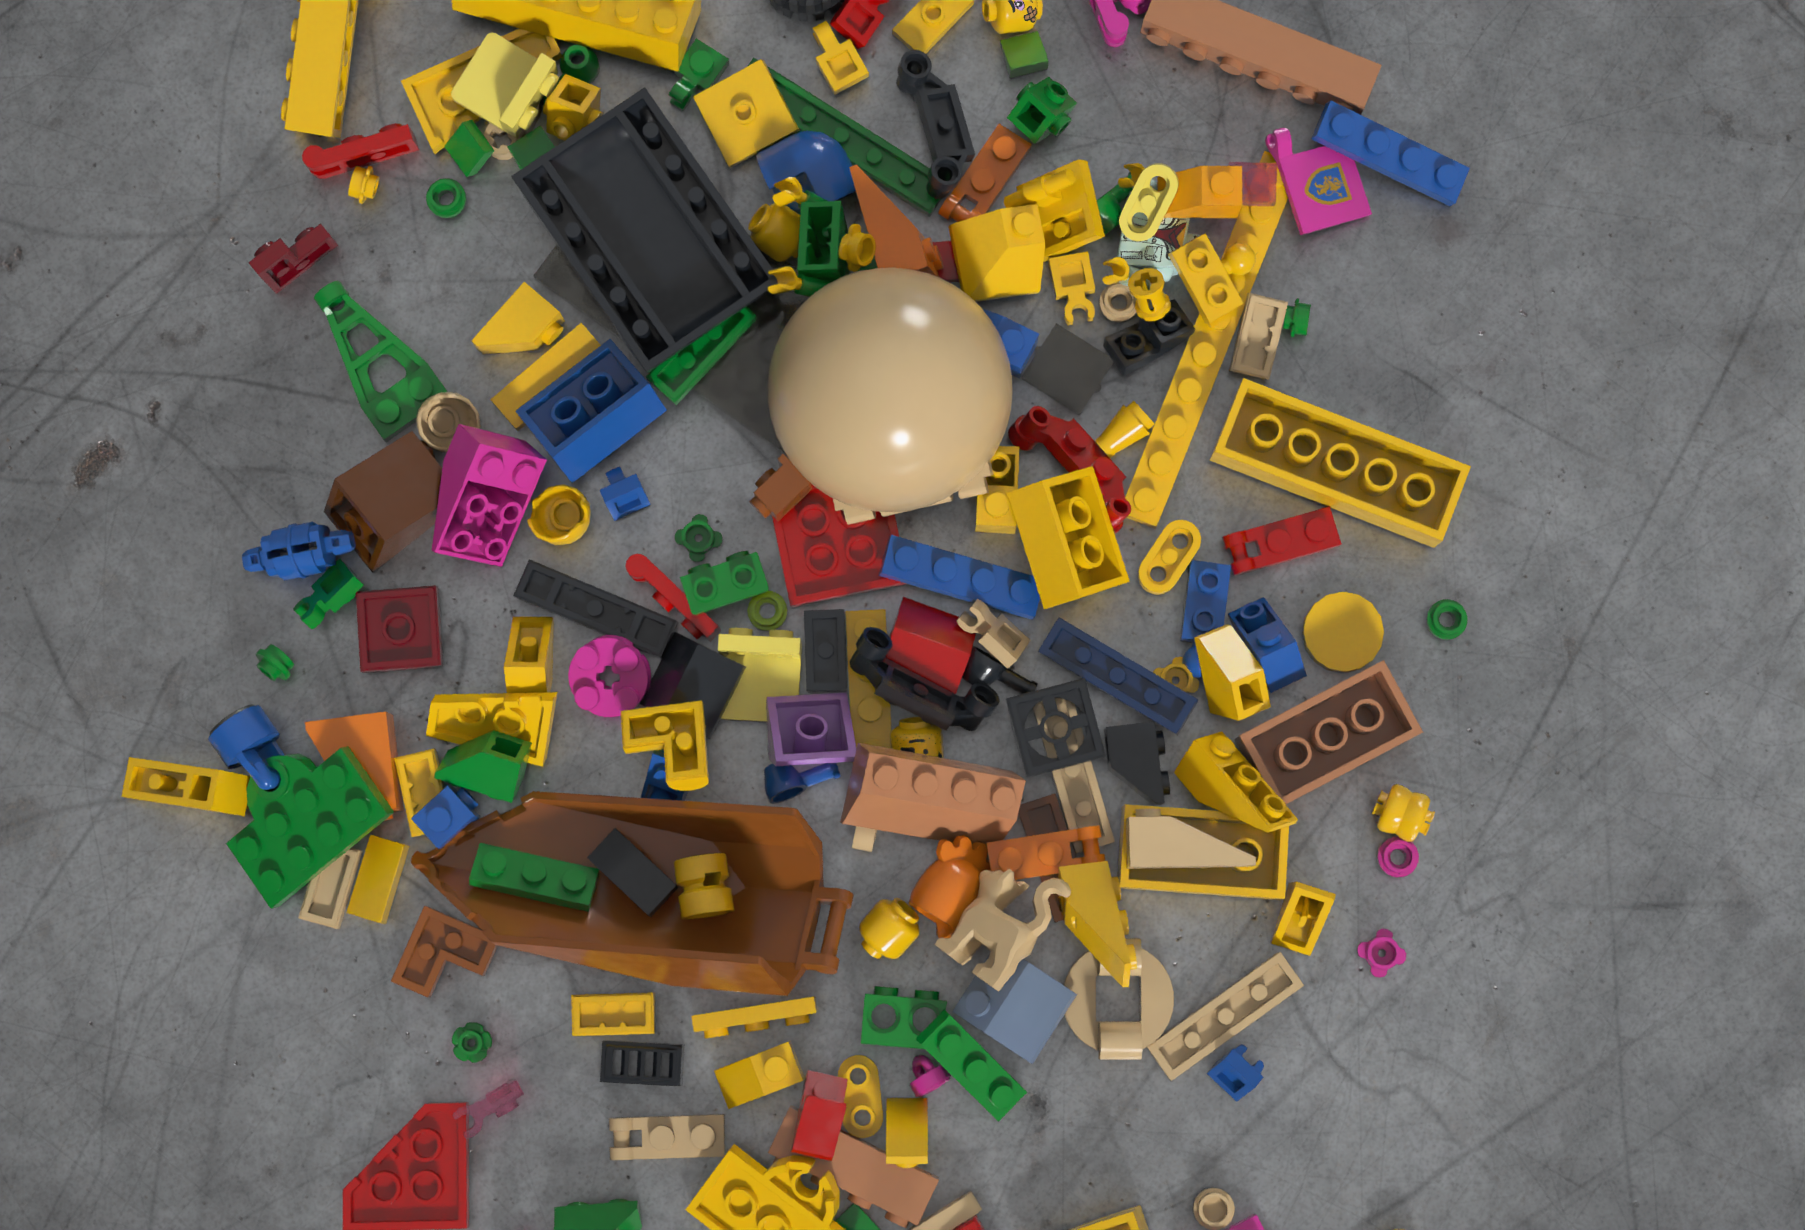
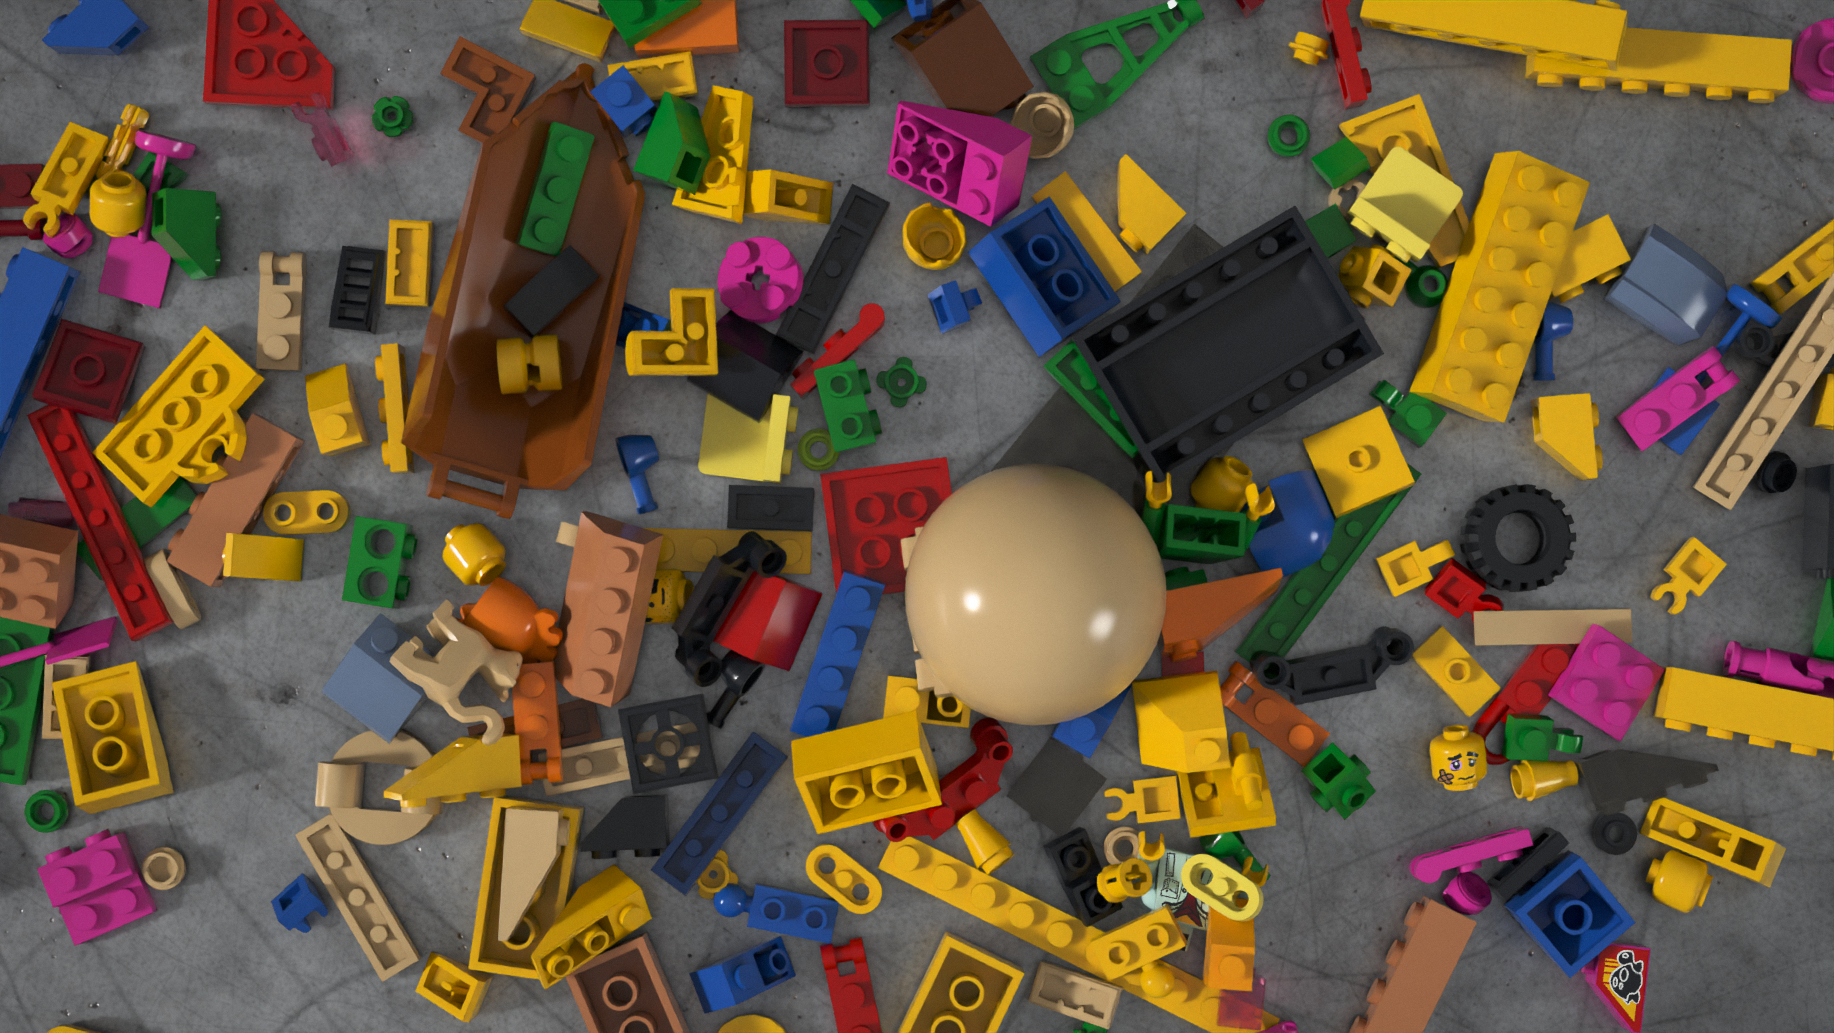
camera: 90 degrees right, 5 degrees up
(779, 490) = (940, 469): dark orange brick -> none
(810, 729) = (684, 485): medium lavender slope -> none
(820, 1115) = (284, 469): red slope -> none
(857, 248) = (1189, 569): yellow plate -> none
(931, 1079) = (318, 583): dark pink tile -> none
(971, 1065) = (325, 628): green plate -> none
(998, 634) = (773, 692): tan plate -> none
(1024, 54) = (1406, 767): bright green slope -> none
(1231, 675) = (709, 933): yellow slope -> none

